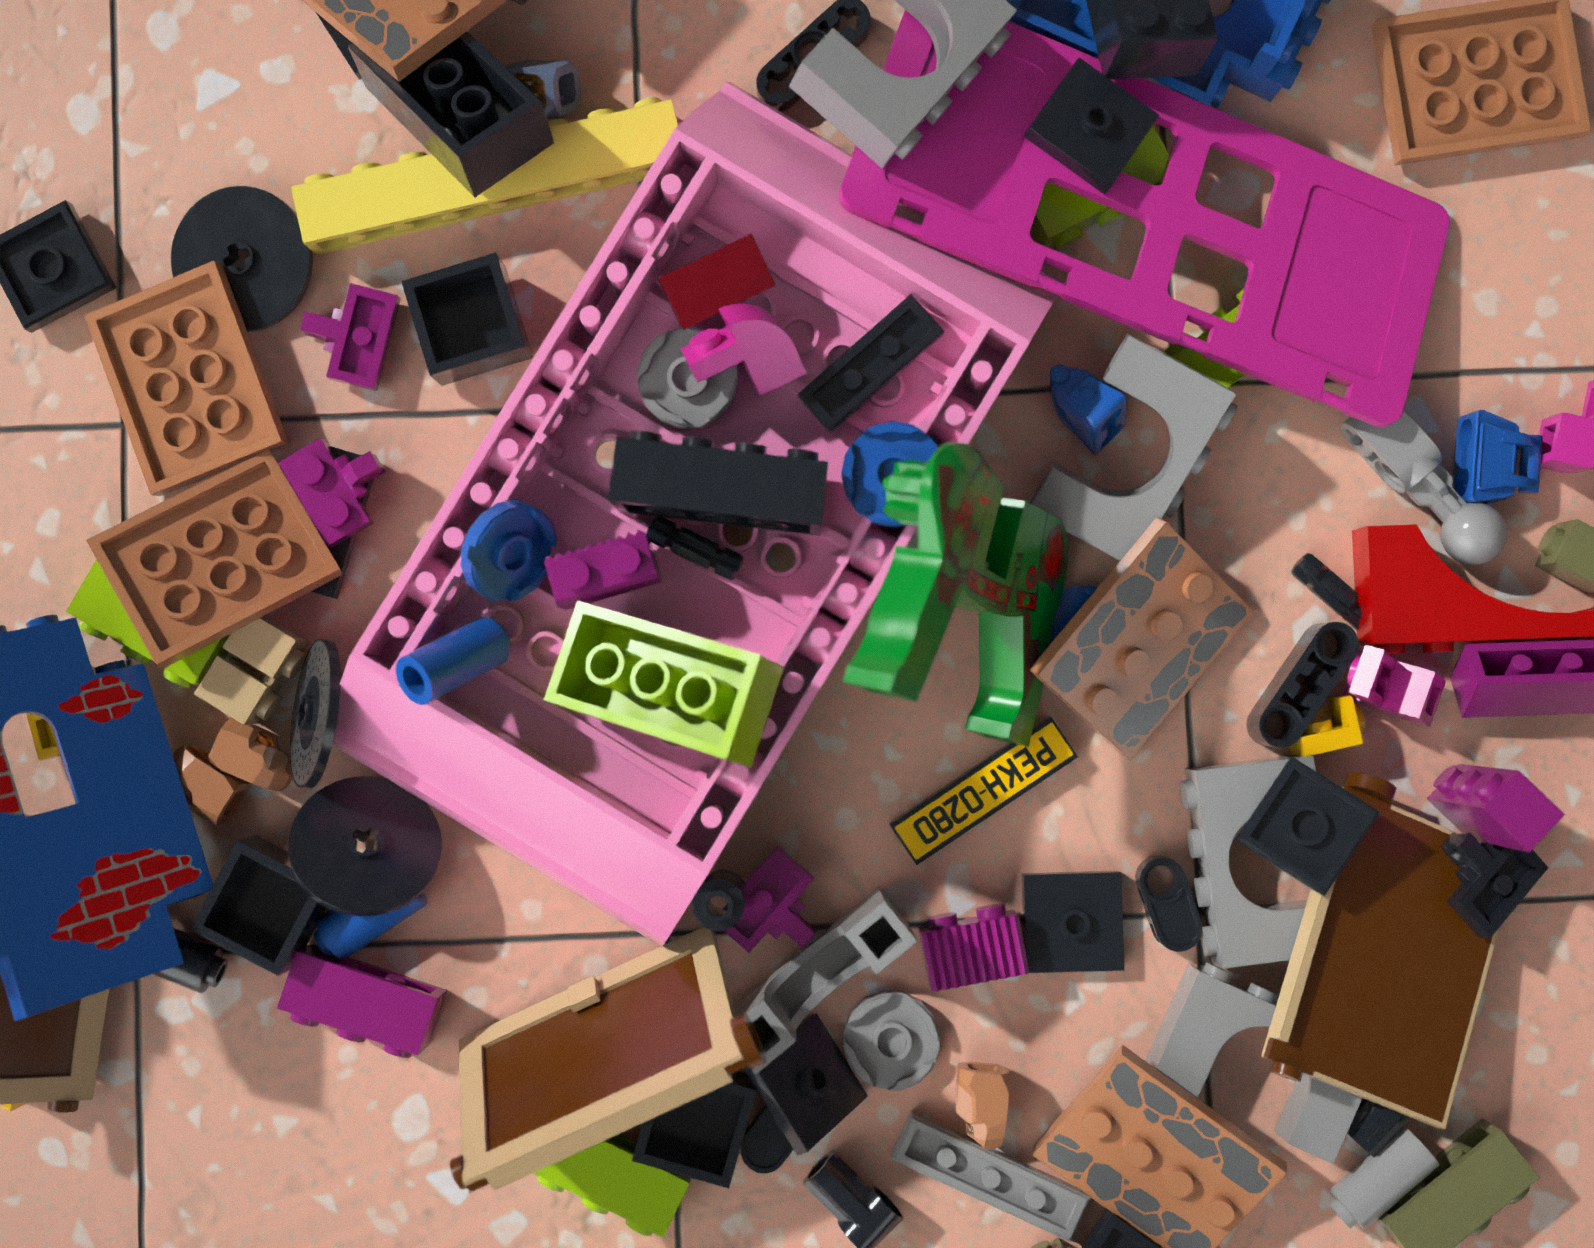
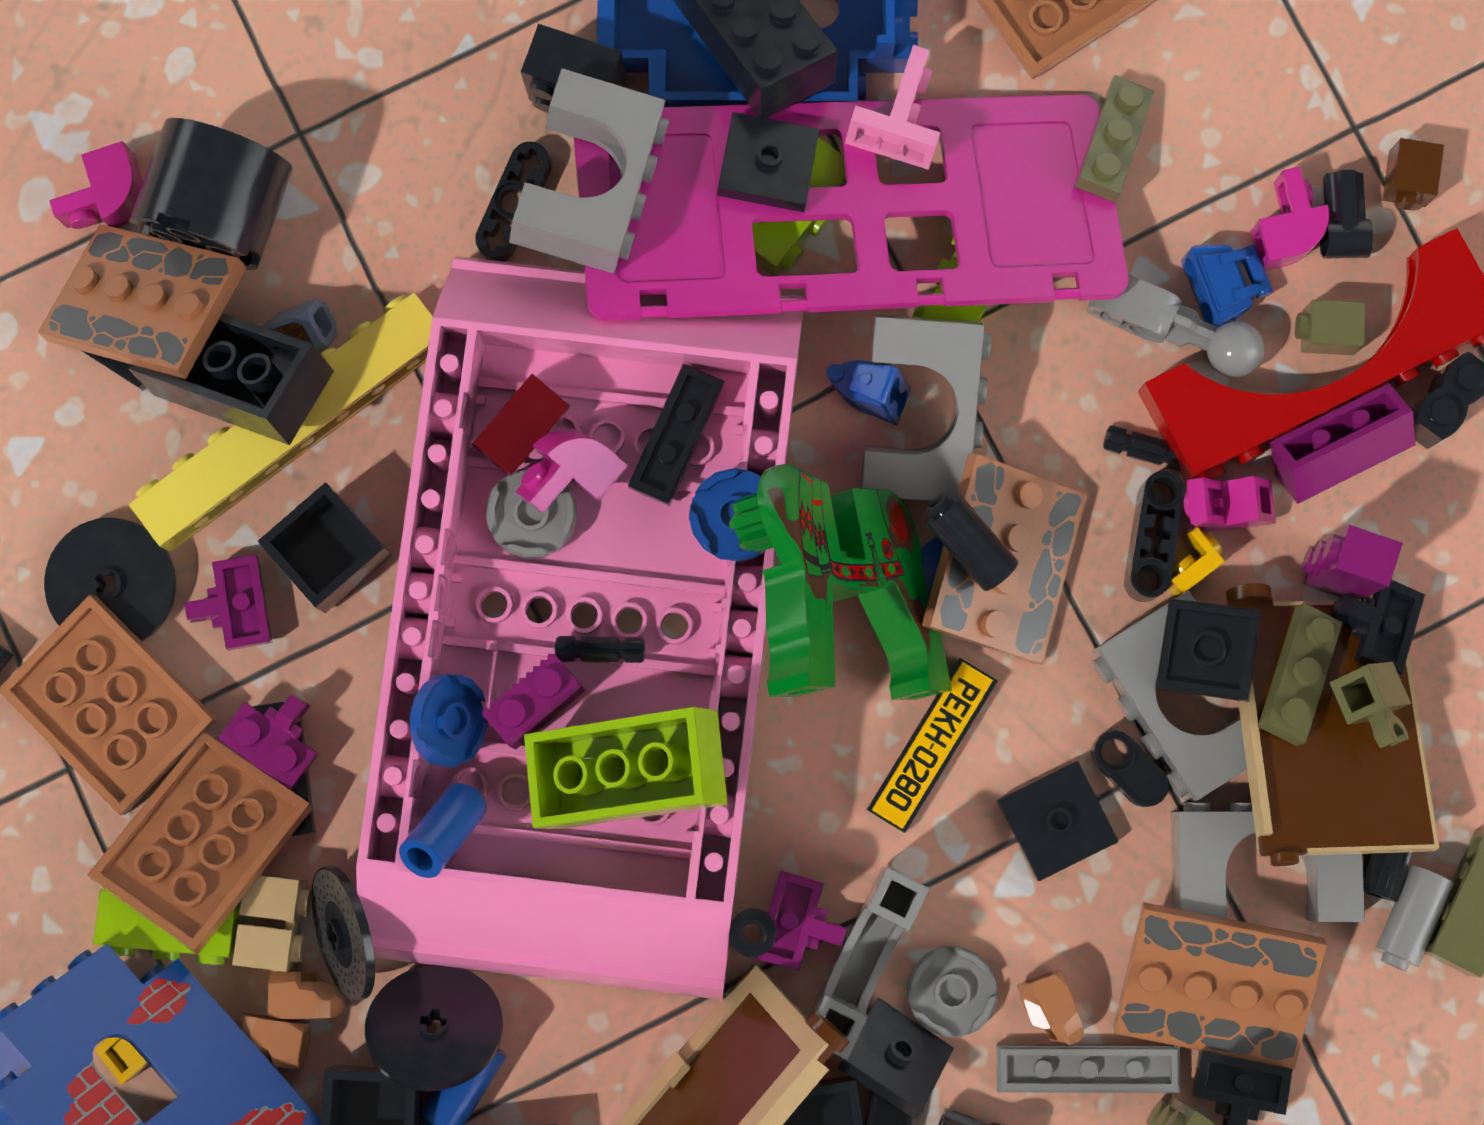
camera: 20 degrees left, 5 degrees down
(718, 484) = (598, 587): black brick -> none
(973, 947) = (984, 880): magenta brick -> none
(1119, 608) = (970, 540): none -> black brick
(1236, 156) = (898, 134): none -> bright pink bracket
(1387, 892) = (1300, 674): none -> olive plate
(1451, 949) = (1372, 697): none -> olive brick
(1452, 263) = (1114, 138): none -> olive plate

